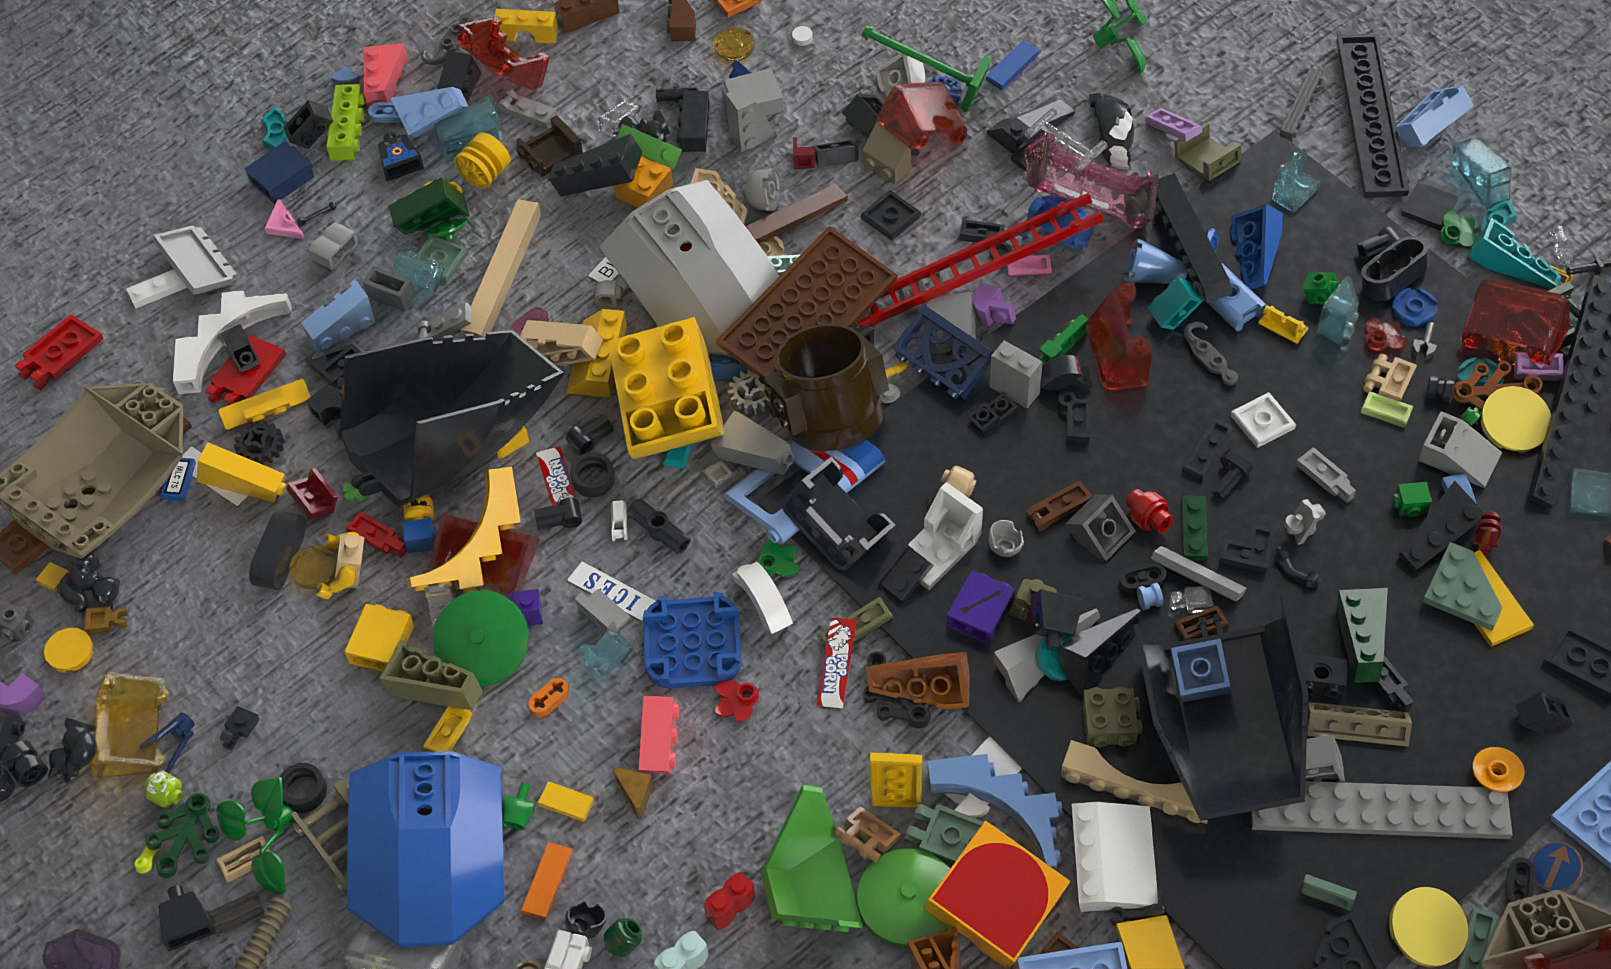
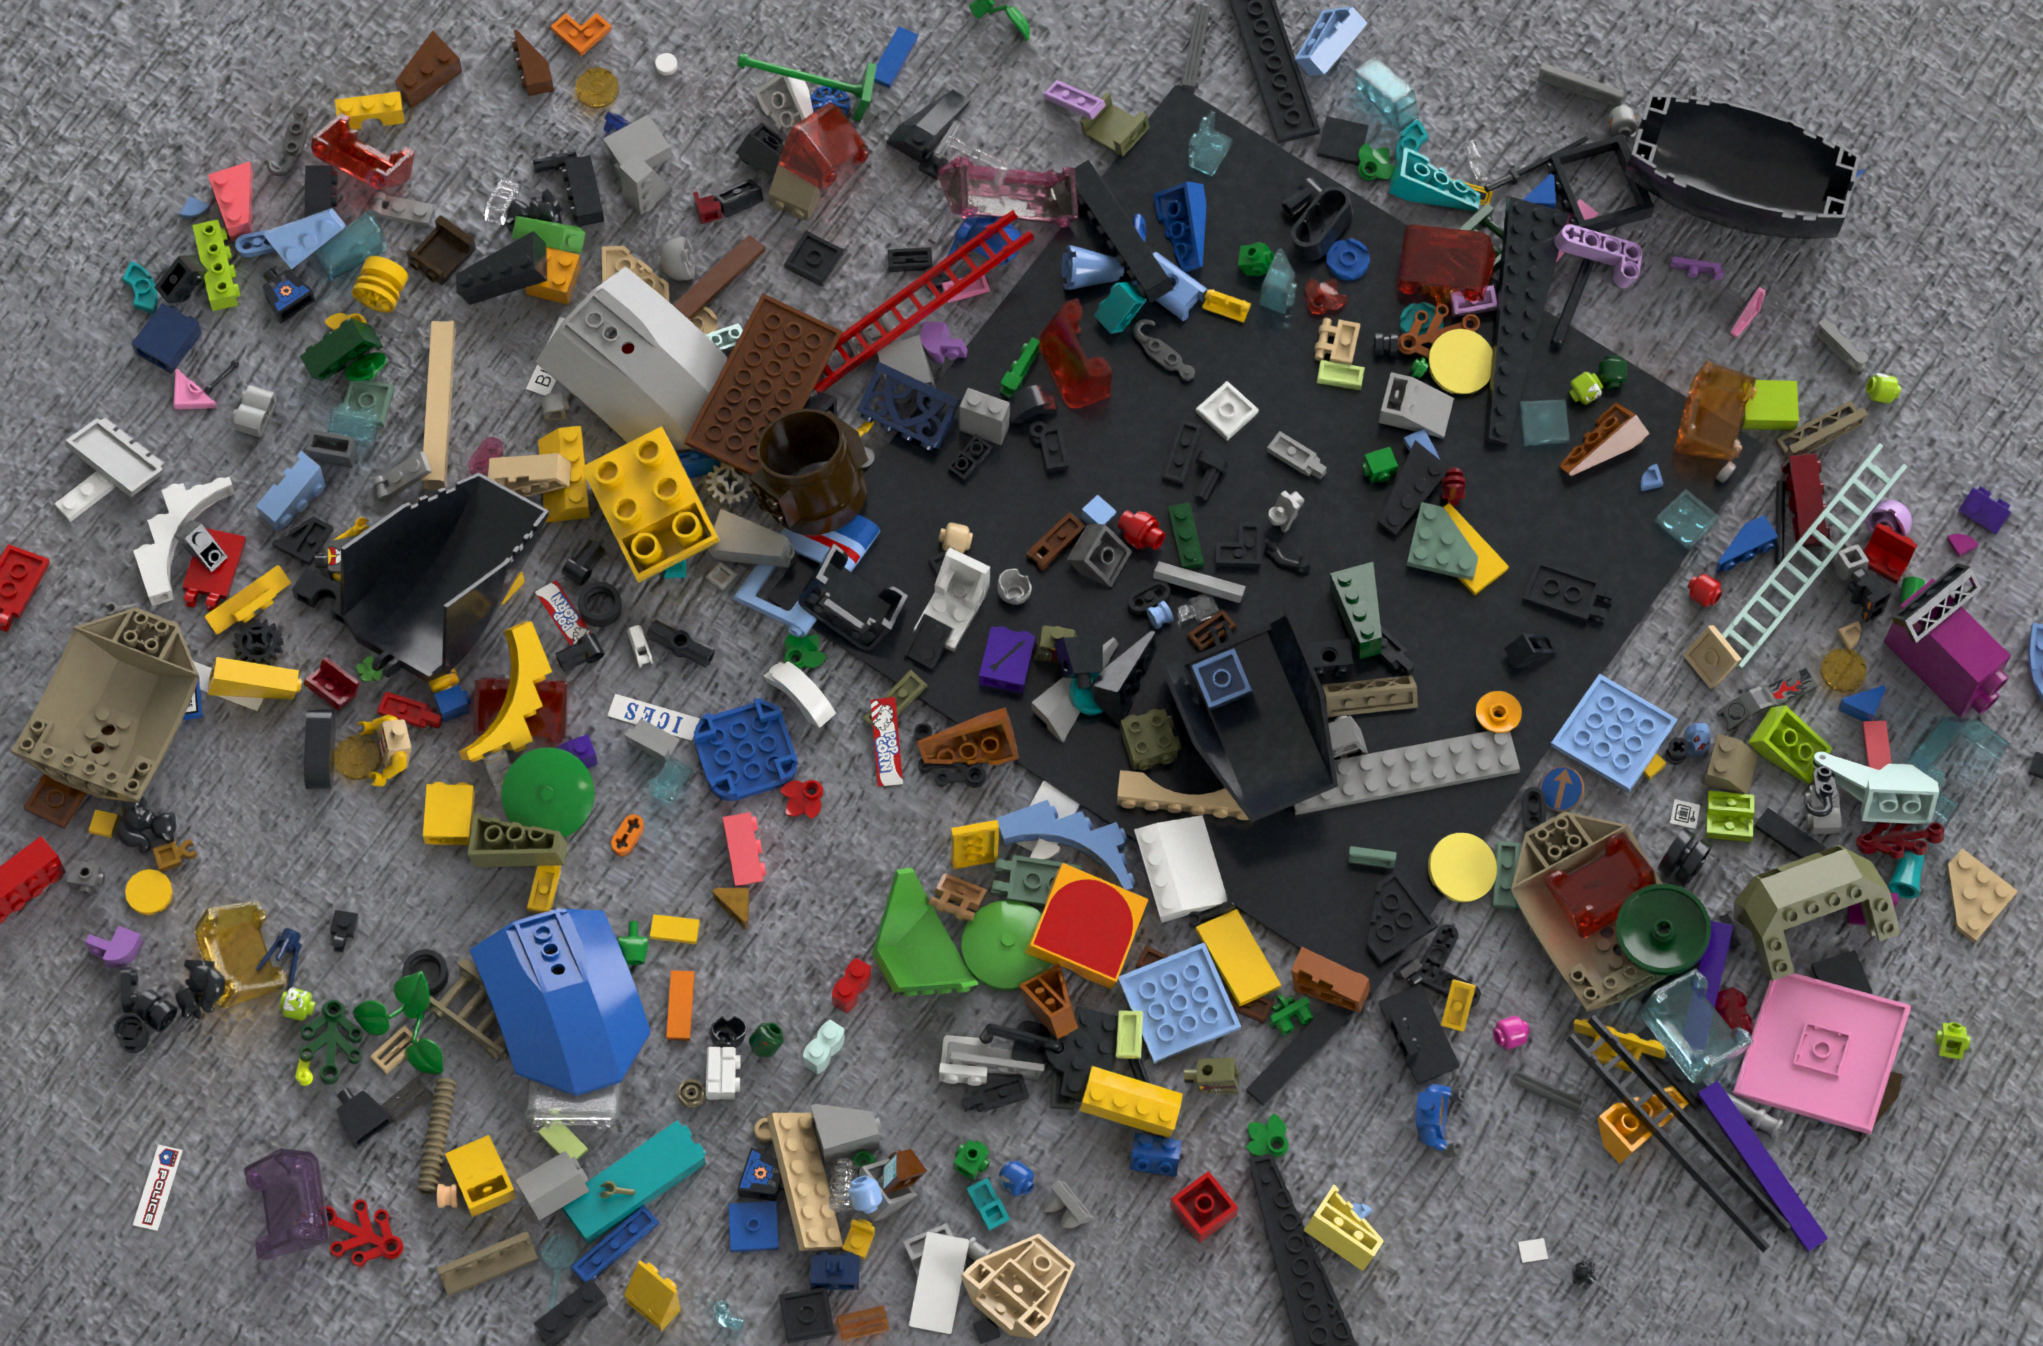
camera: 20 degrees left, 10 degrees up
(1108, 484) = (1097, 512): none -> light blue panel
(1115, 128) = (1015, 113): black animal -> none
(1425, 342) = (1364, 295): flat silver bar -> none

